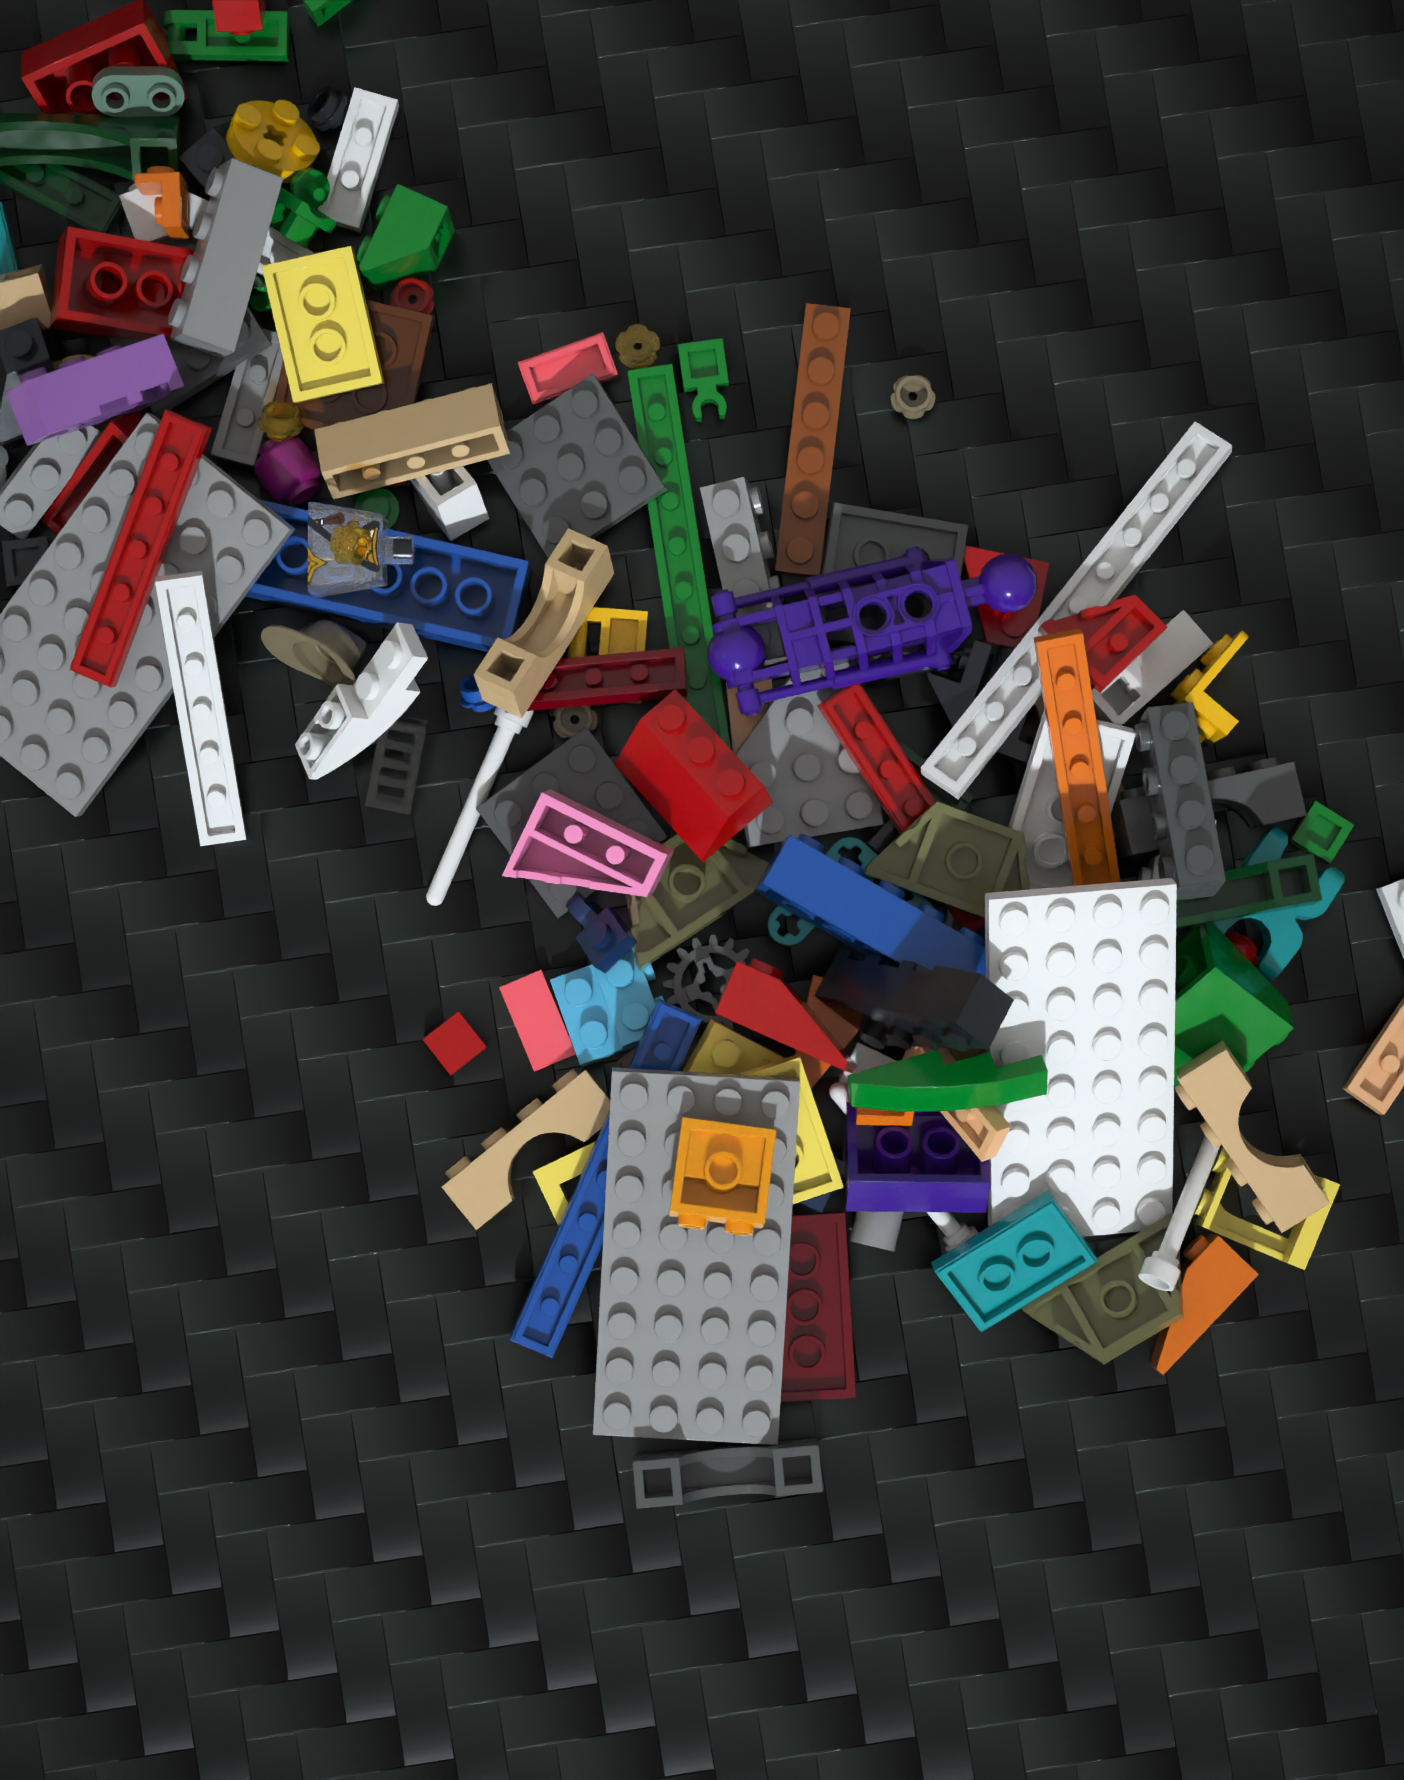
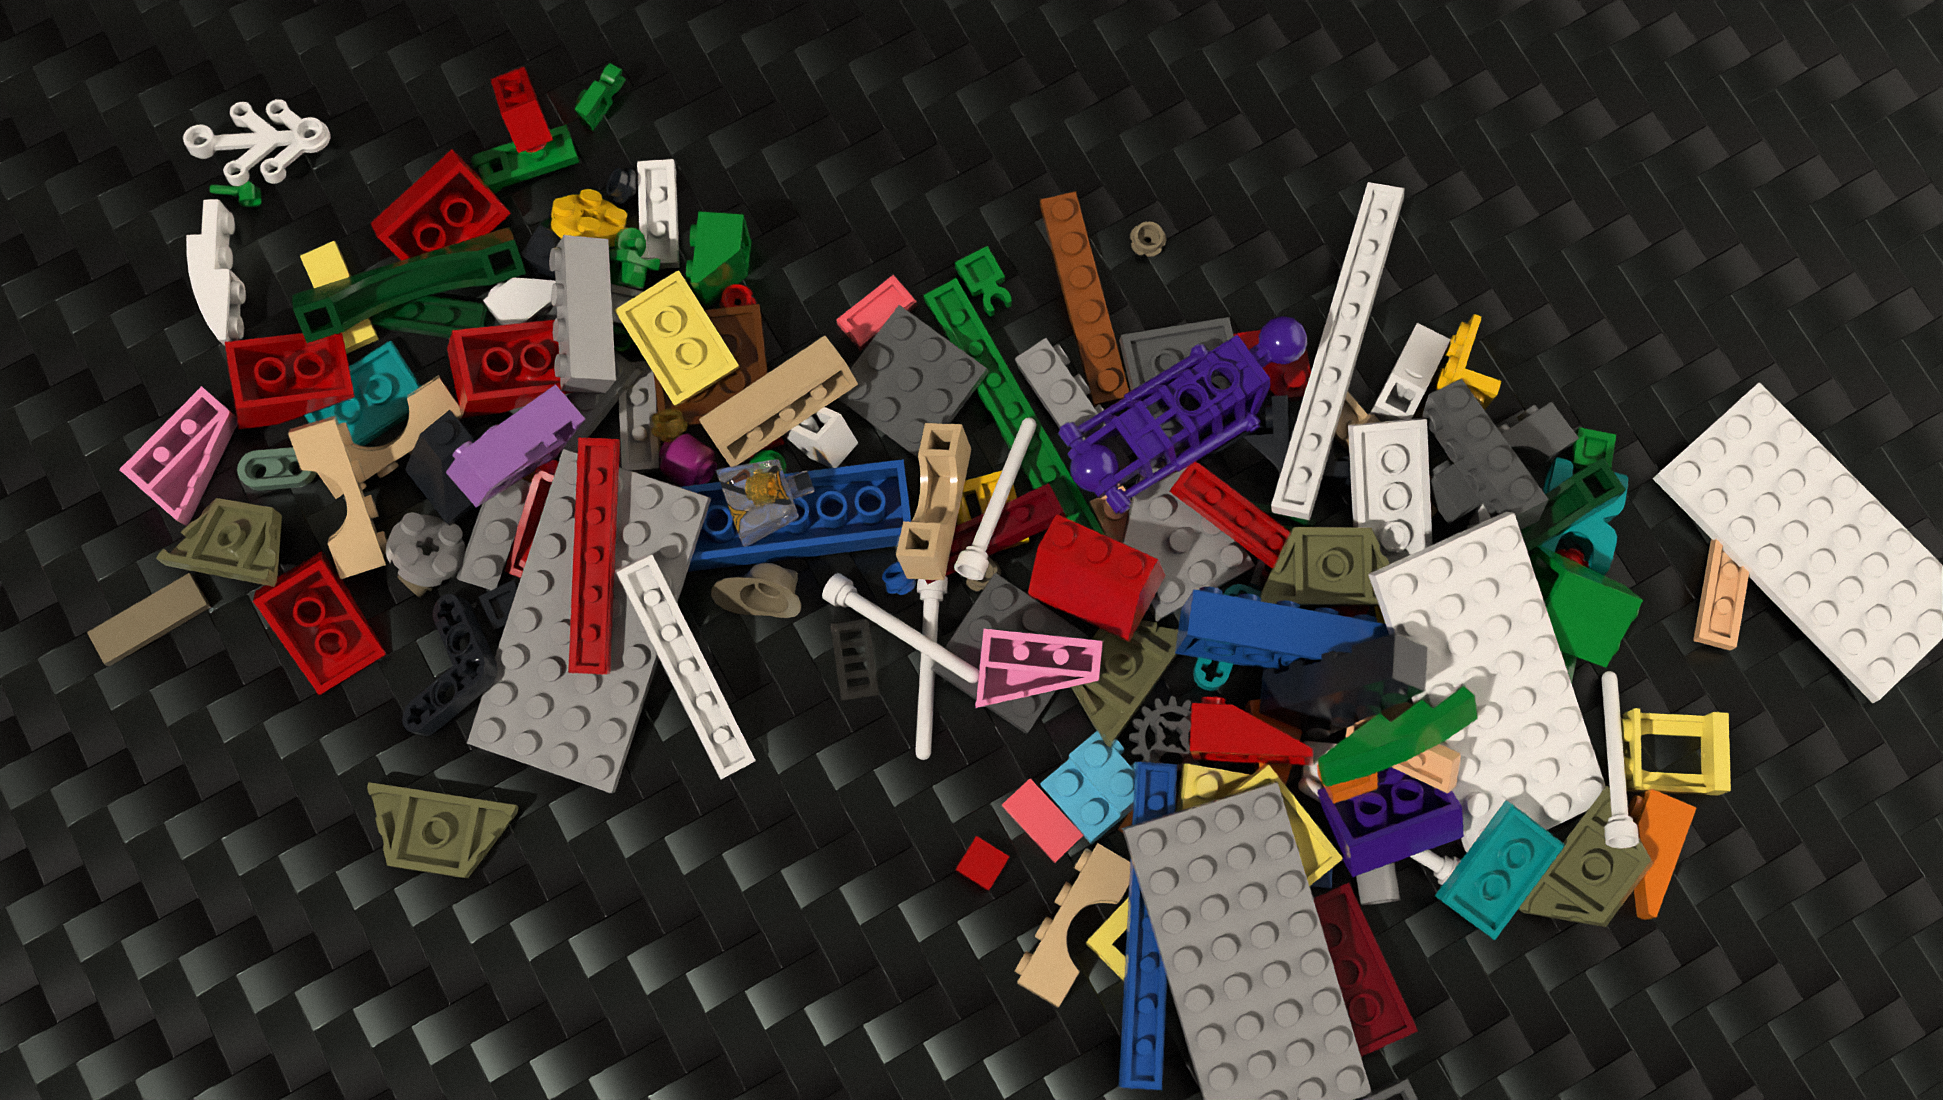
camera: 20 degrees left, 10 degrees down
(138, 89) = (471, 215): sand green plate -> none
(173, 206) = (522, 280): orange bracket -> none
(364, 711) = (813, 624): white slope -> none
(465, 764) = (840, 592): none -> white piece
(563, 707) = (973, 561): none -> white piece
(605, 933) = (1072, 729): dark blue plate -> none
(637, 358) = (921, 285): clear yellow plate -> none
(722, 1175) = (1247, 880): light orange plate -> none
(1077, 757) = (1389, 449): orange plate -> none
(1111, 635) = (1372, 358): red wing -> none
(1283, 1184) = (1607, 669): tan arch -> none

